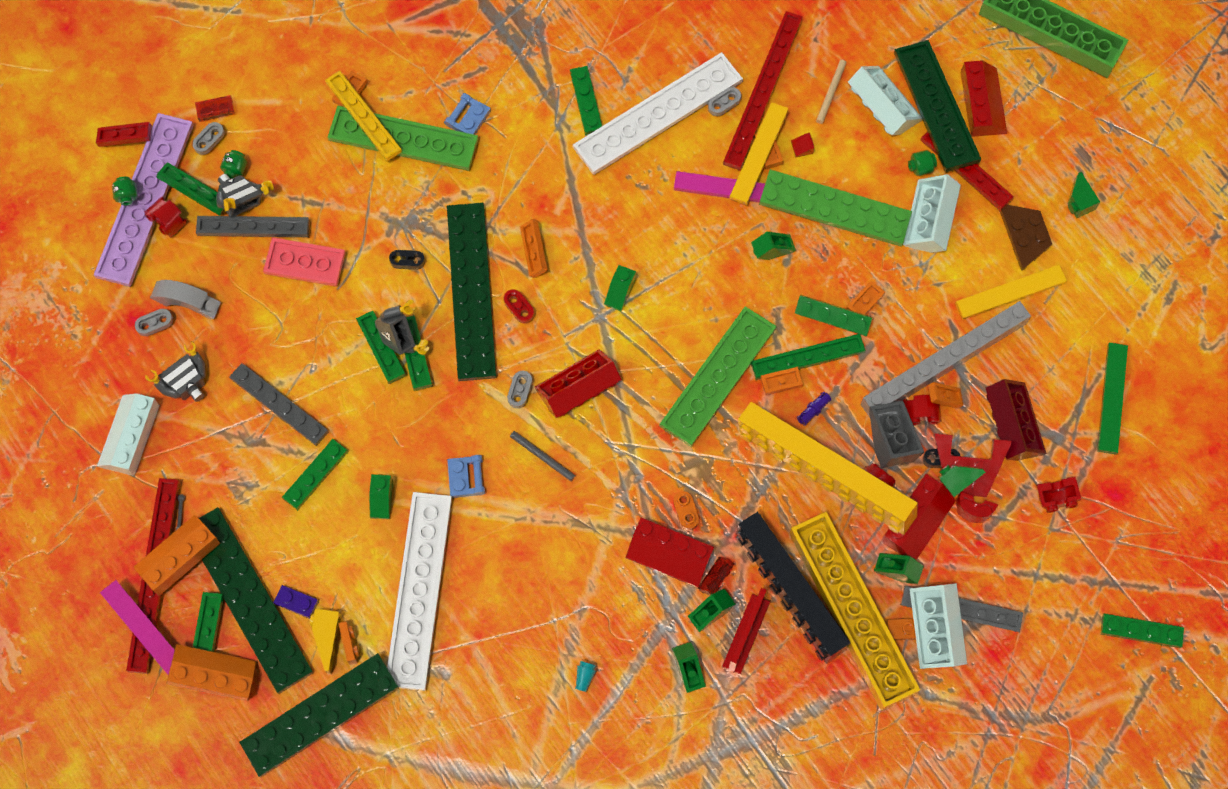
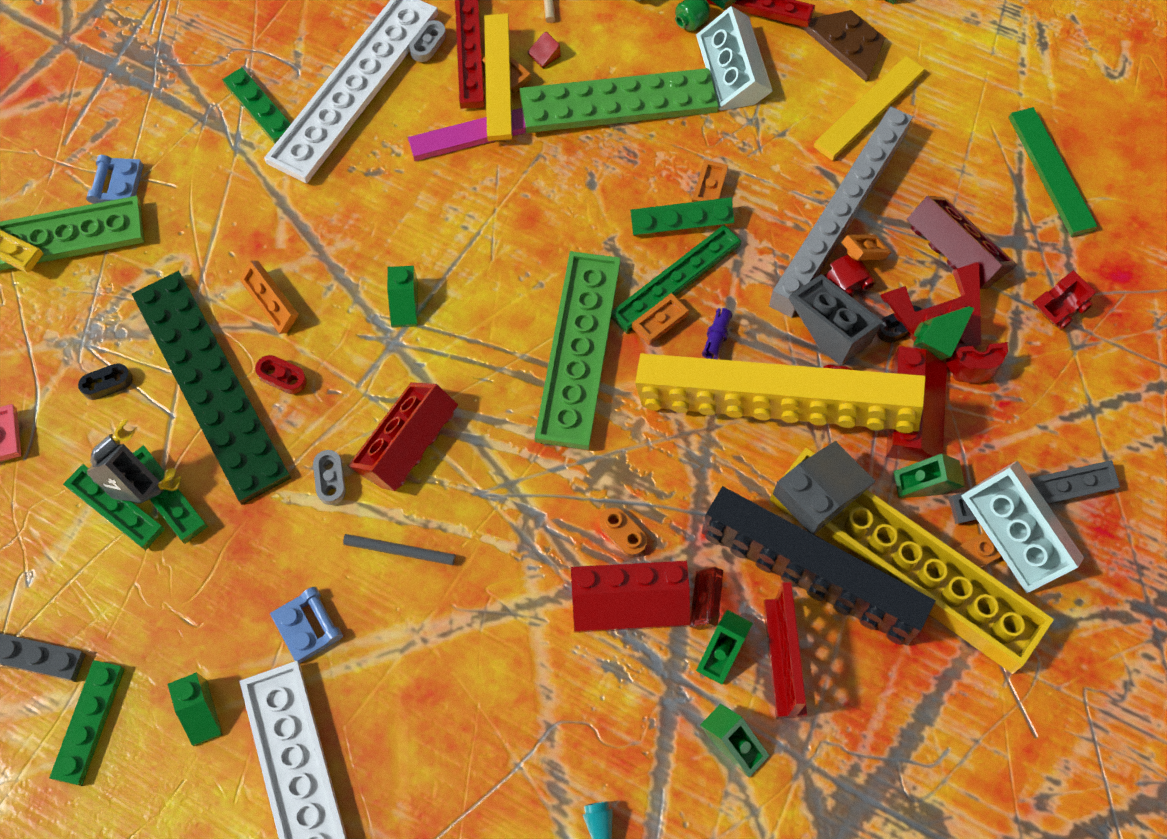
camera: 25 degrees left, 5 degrees down
(772, 245) = (566, 170): green slope -> none
(822, 541) = (822, 486): none -> dark grey slope

